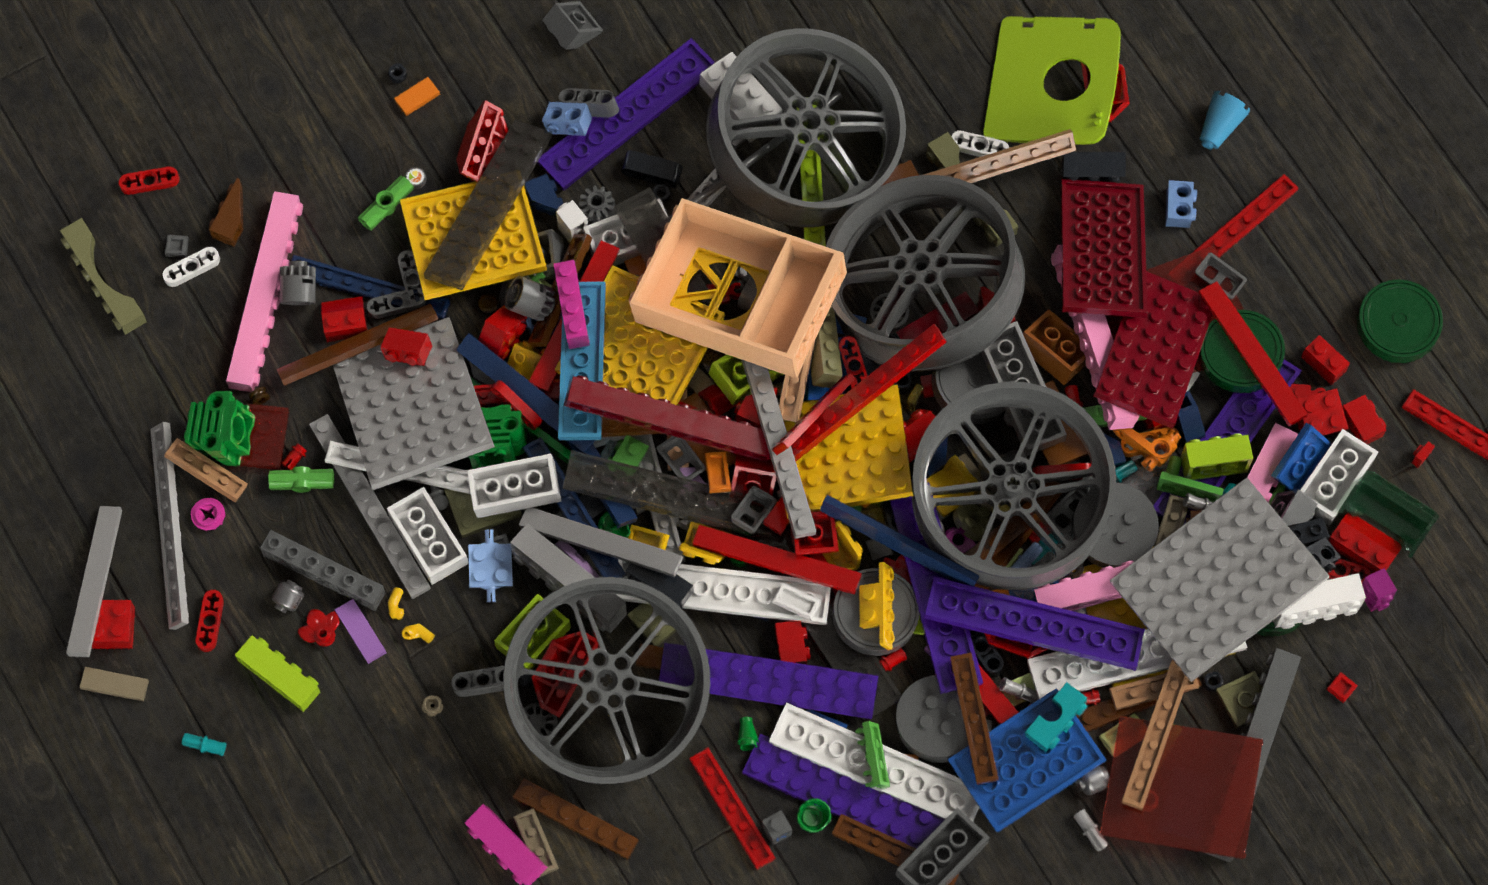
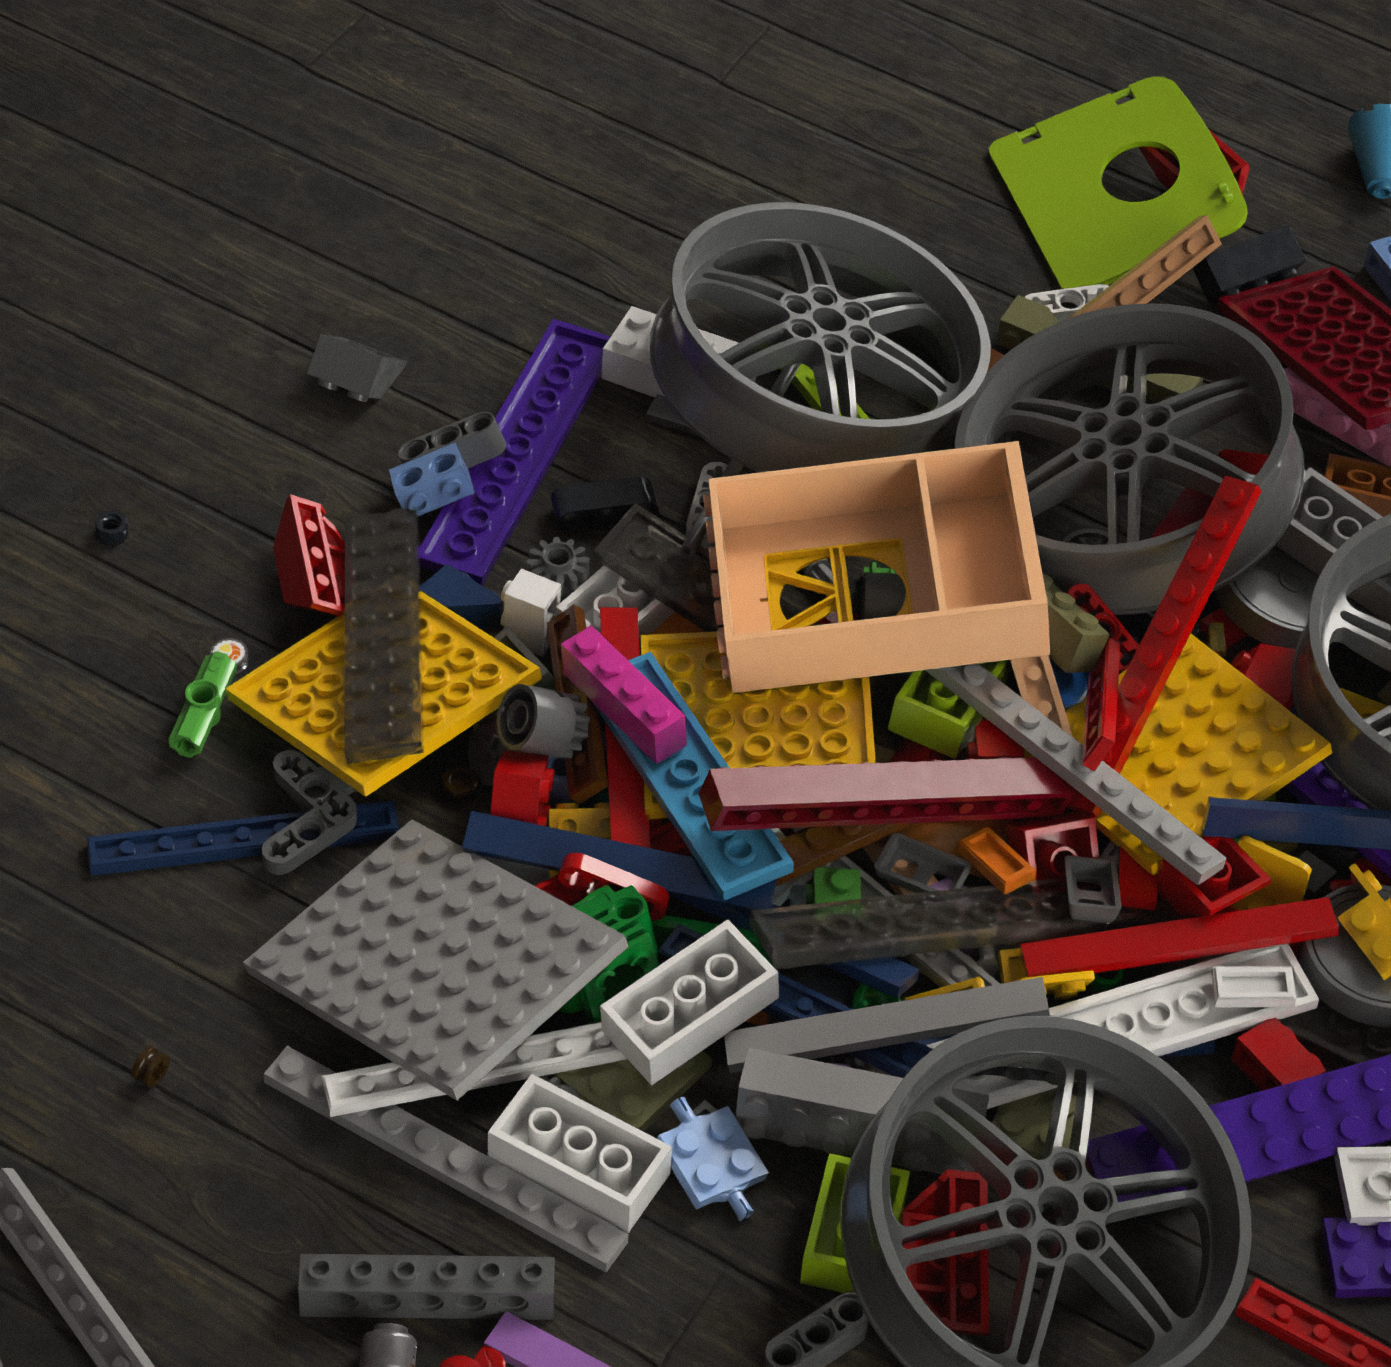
camera: 30 degrees left, 20 degrees down
(206, 470) = (123, 1214): medium nougat plate -> none
(208, 505) = (151, 1277): dark pink gear -> none
(220, 428) = (116, 1132): green piece -> none
(264, 292) = (69, 914): bright pink brick -> none
(267, 437) = (193, 1126): clear red plate -> none
(294, 456) = (268, 1128): red pin -> none
(297, 284) = (125, 868): dark grey gear -> none
(301, 479) = (301, 1162): bright green piece -> none
(343, 318) = (233, 896): red slope -> none
(354, 345) = (277, 919): reddish brown tile -> none
(394, 611) = (580, 1284): yellow arm -> none
(406, 346) = (374, 875): red brick -> none
(417, 96) = (163, 547): orange tile -> none
(417, 631) = (650, 1315): yellow arm -> none
(747, 735) = (1305, 1229): green cone -> none

